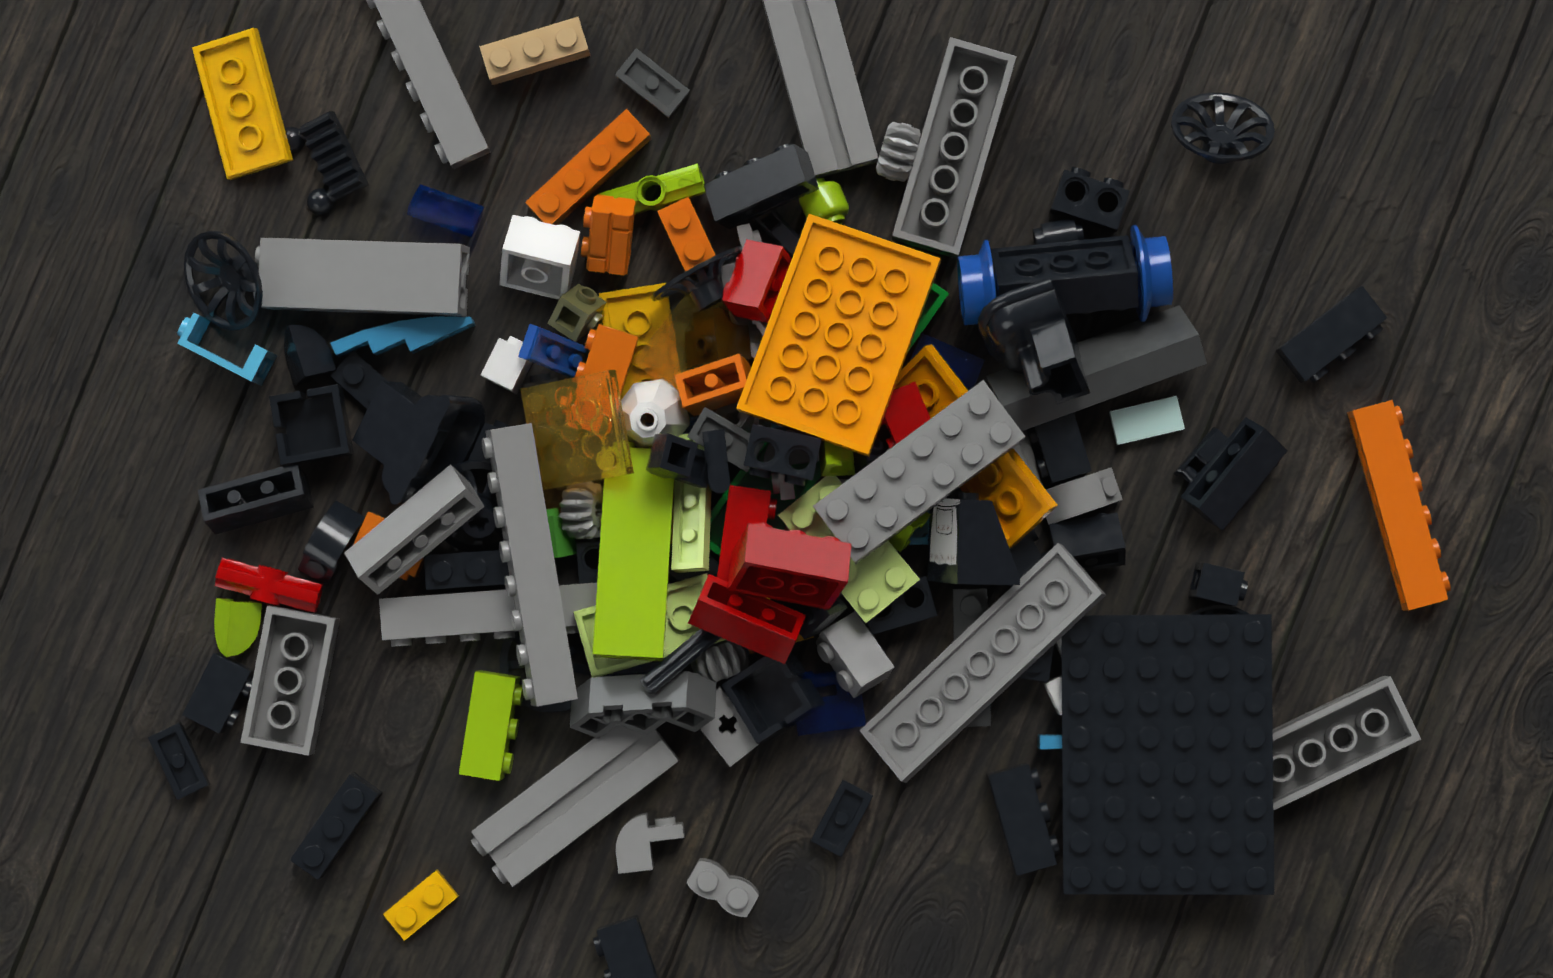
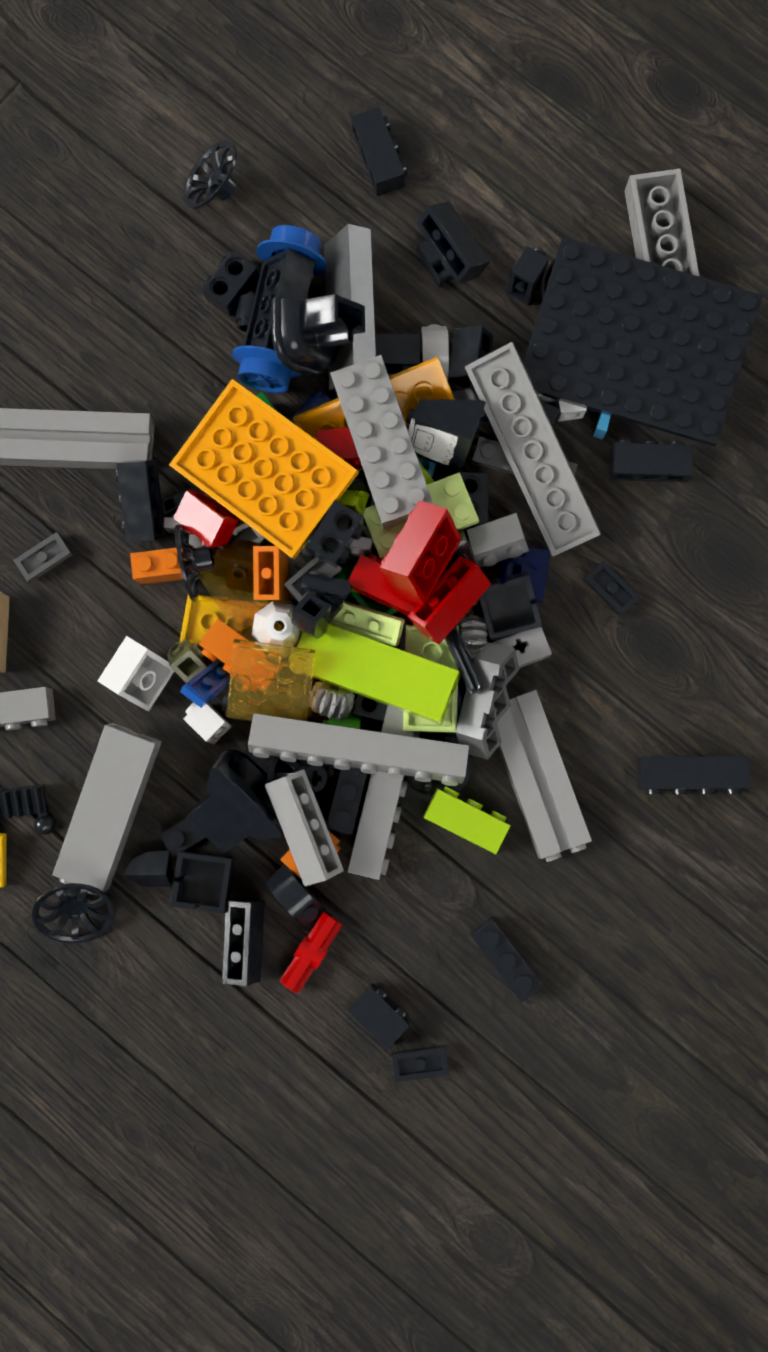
camera: 65 degrees left, 5 degrees down
(236, 625) = (332, 987): lime brick -> none
(256, 366) = (146, 909): medium azure panel -> none
(290, 680) = (387, 959): light grey brick -> none
(417, 334) = (162, 782): dark azure slope -> none
(420, 905) = (582, 915): yellow plate -> none
(445, 210) = (81, 733): clear blue plate -> none
(589, 169) = (86, 618): orange brick -> none
(609, 234) = (138, 618): orange brick -> none
(635, 840) = (583, 741): light grey brick -> none
(674, 187) = (120, 597): lime piece -> none
(731, 891) = (641, 683): light grey brick -> none
(826, 202) = (164, 458): lime head -> none
(898, 151) = (150, 399): light grey gear -> none
(953, 148) = (156, 357): light grey brick -> none
(1146, 420) = (396, 293): light aqua tile -> none
(1398, 505) = (511, 143): orange brick -> none

